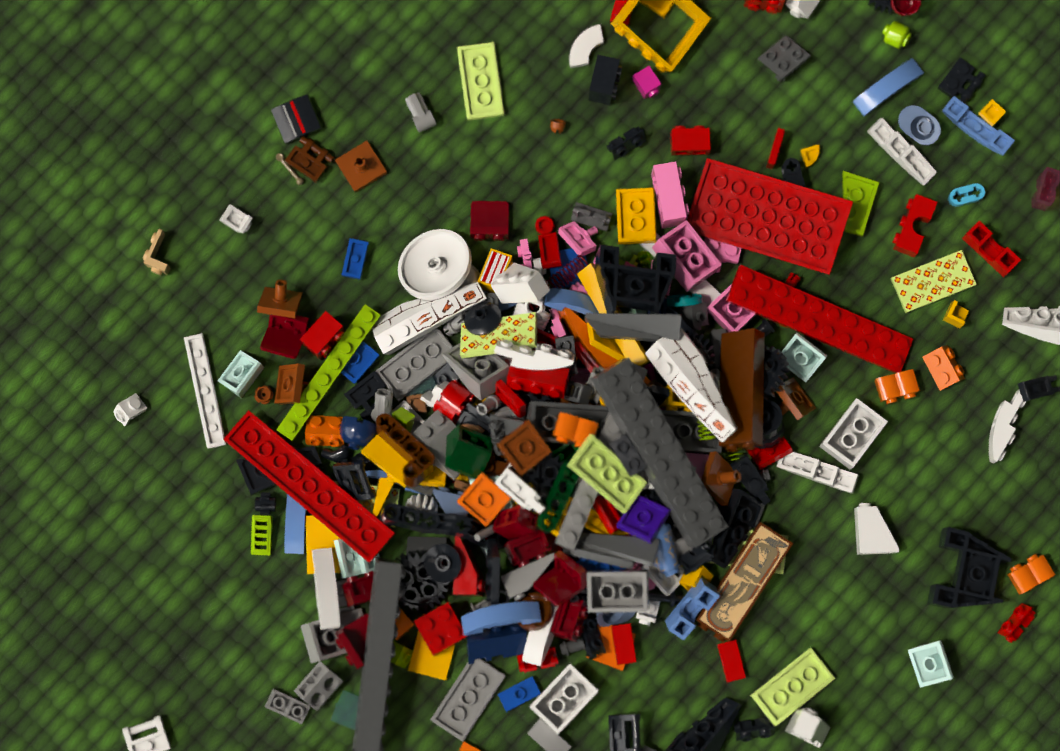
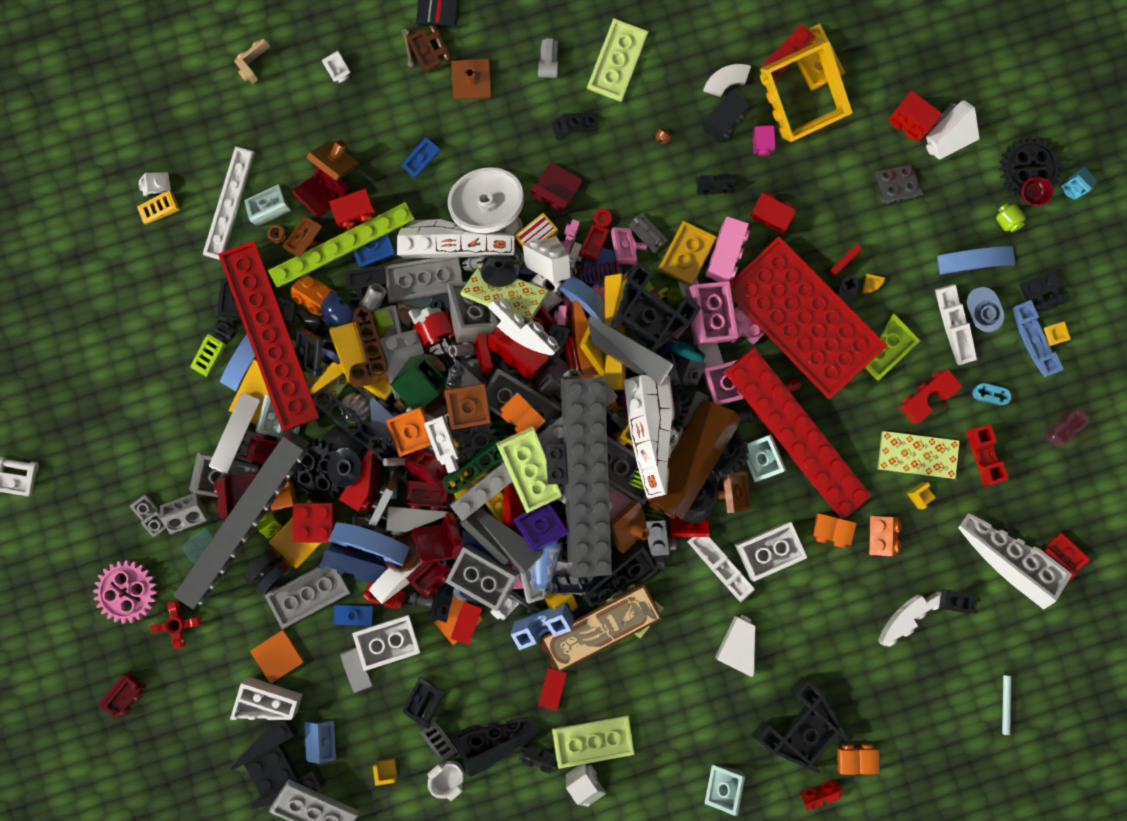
camera: 30 degrees right, 5 degrees up
(138, 425) = (160, 213): none -> yellow slope
(422, 694) = (266, 570): none -> black wheel
(473, 157) = (574, 123): none -> black bracket

